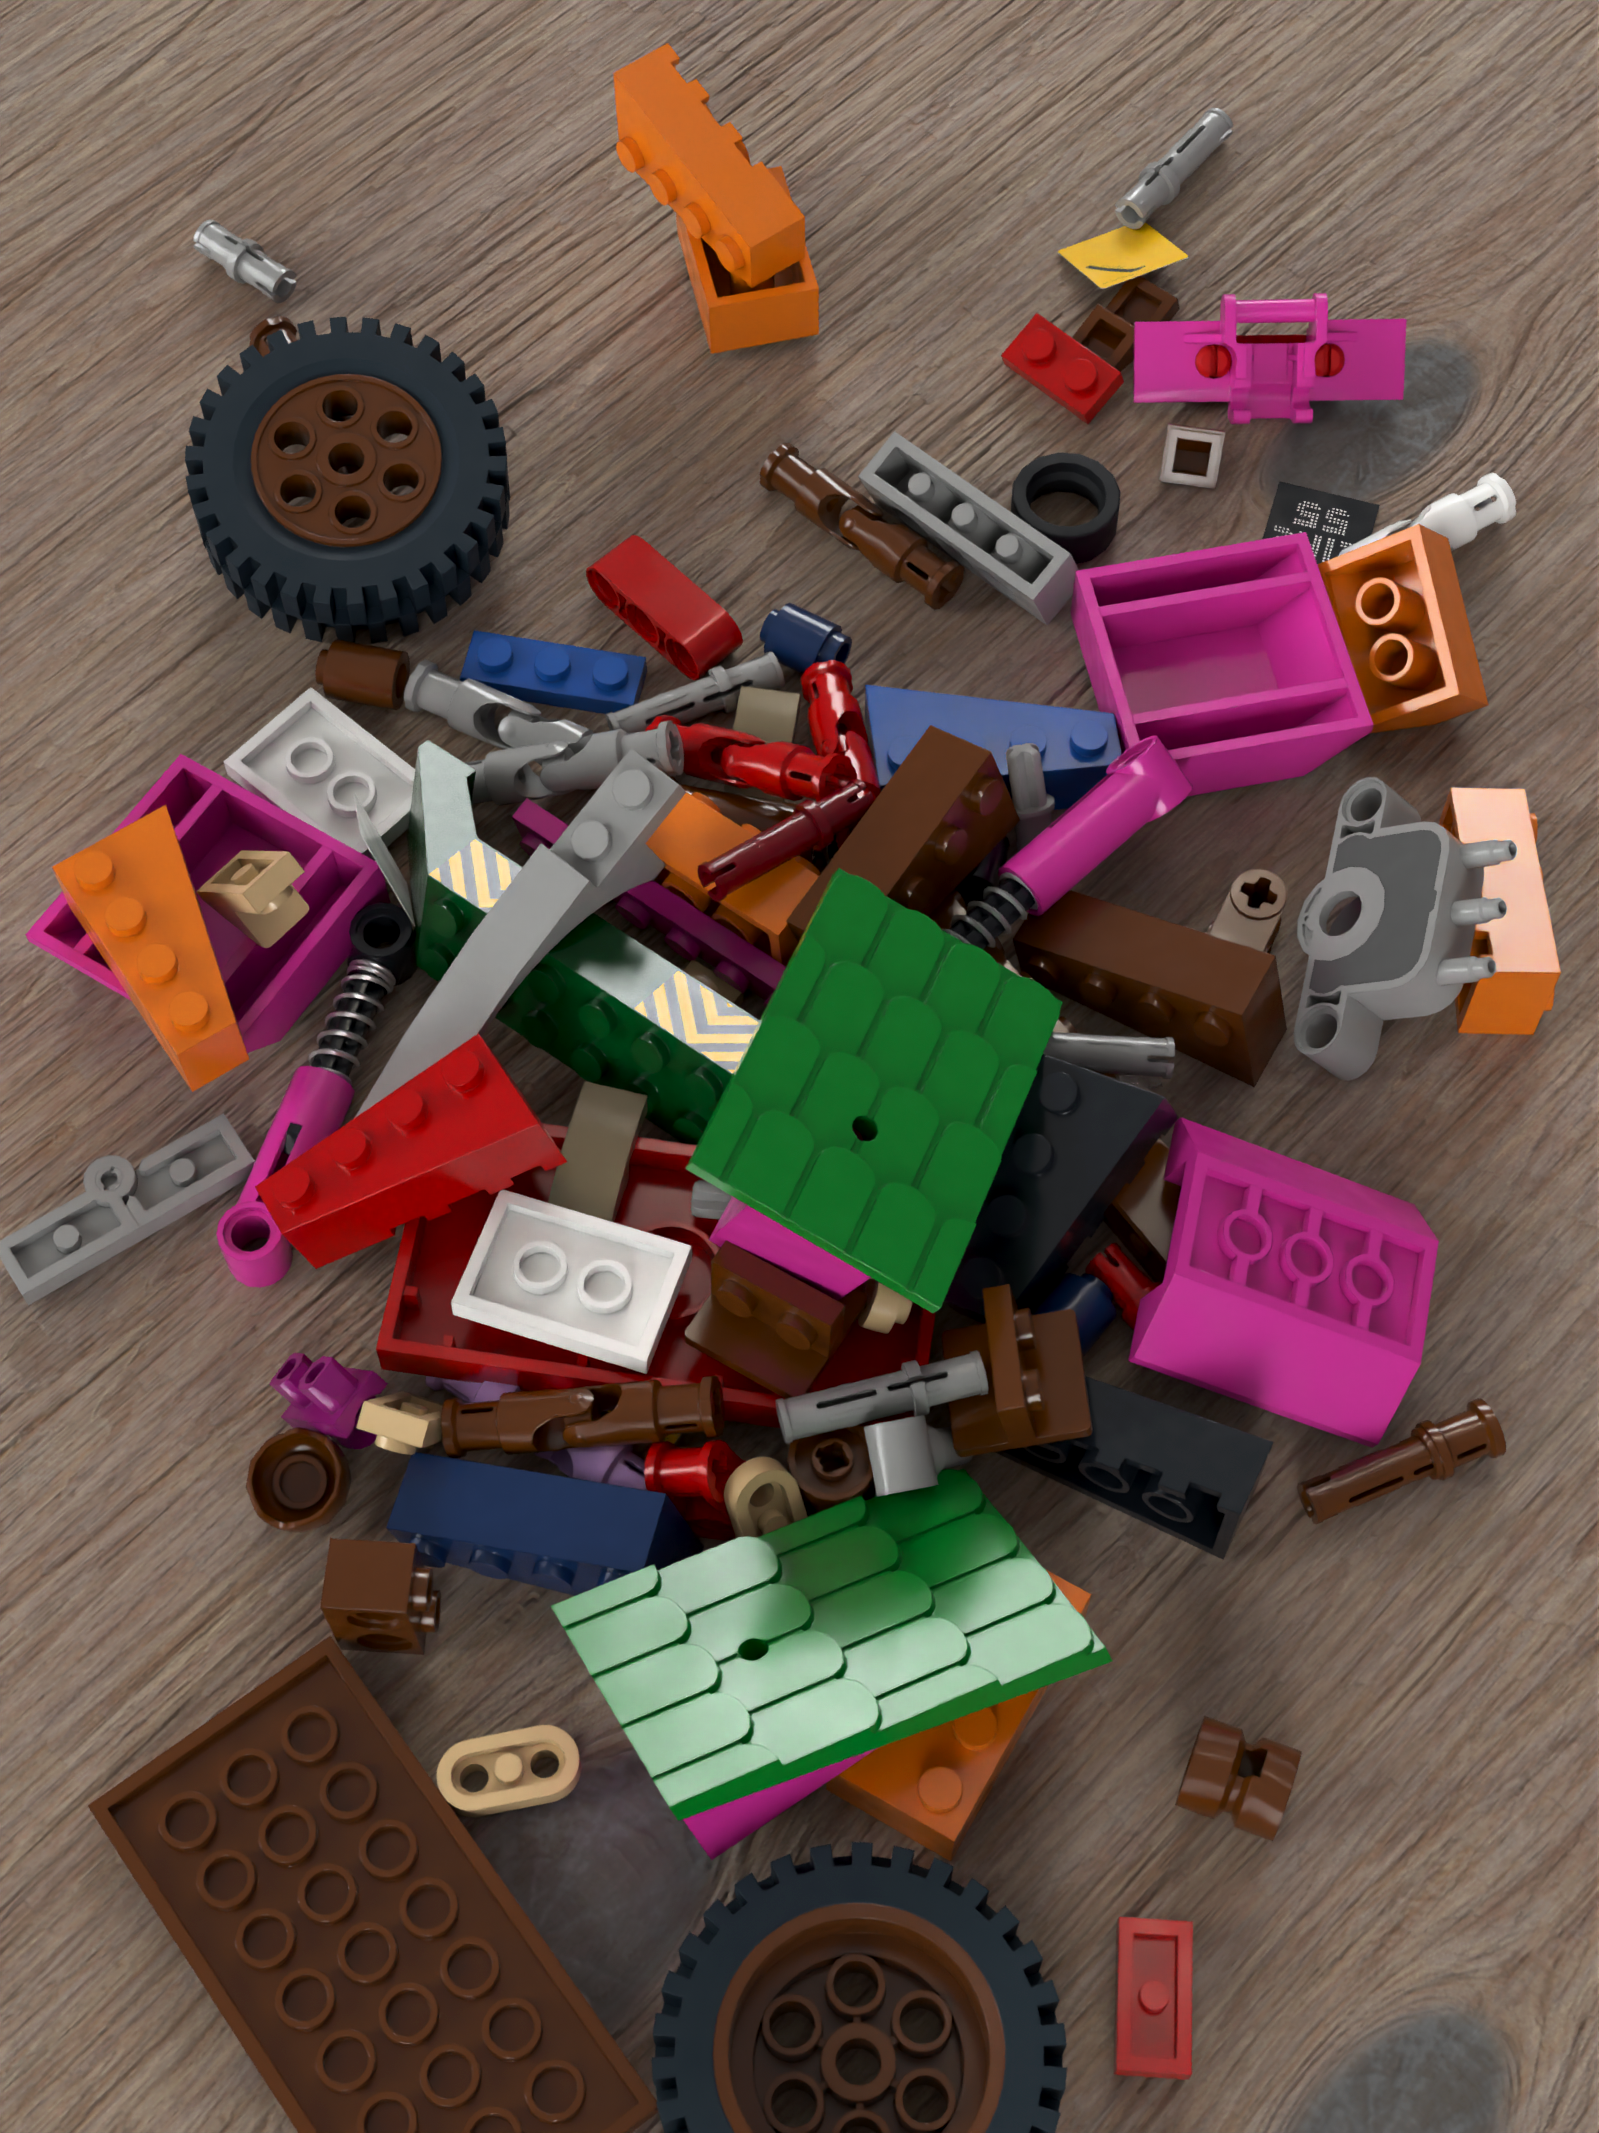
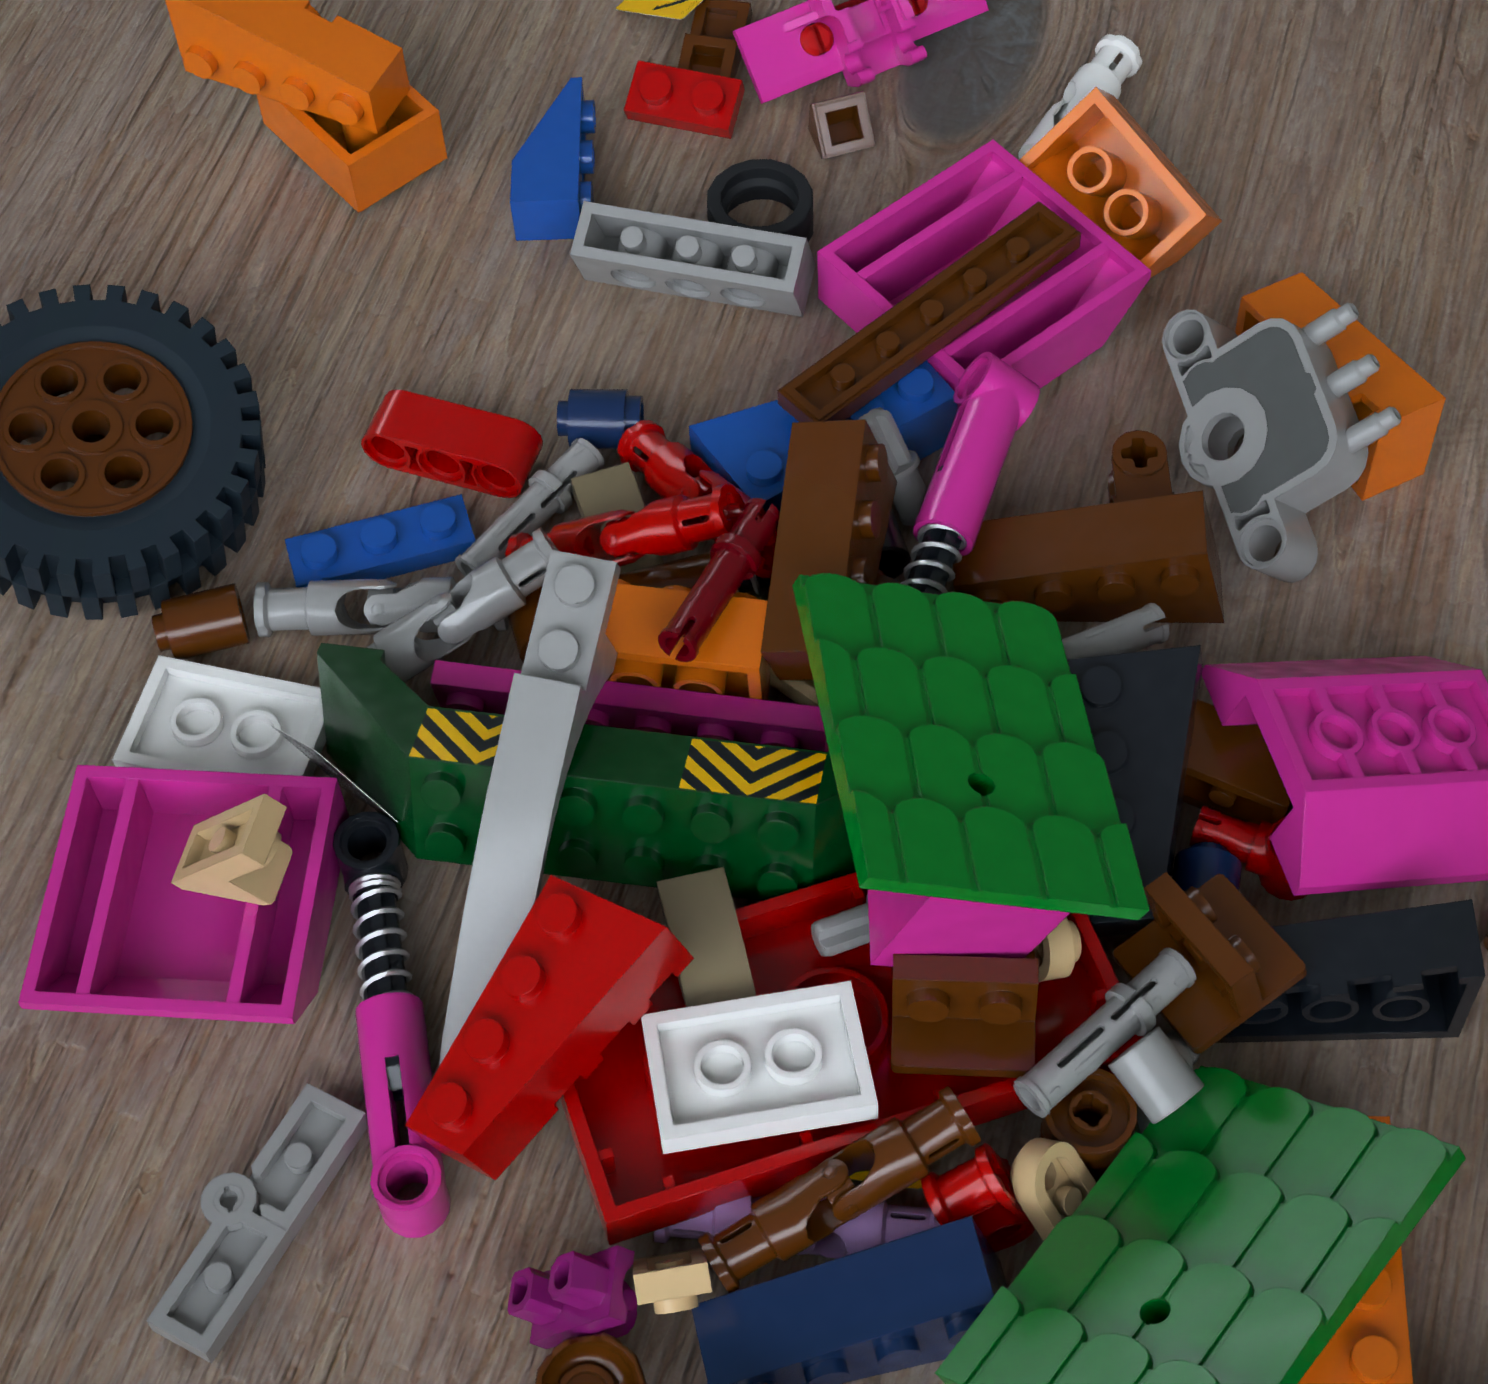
camera: 25 degrees left, 5 degrees down
(151, 932) = (166, 943): orange wedge -> none
(886, 545) = (628, 307): reddish brown piece -> none
(904, 383) = (552, 167): none -> blue slope
(1136, 680) = (930, 317): none -> reddish brown tile
(1327, 518) = (963, 133): black sticker -> none

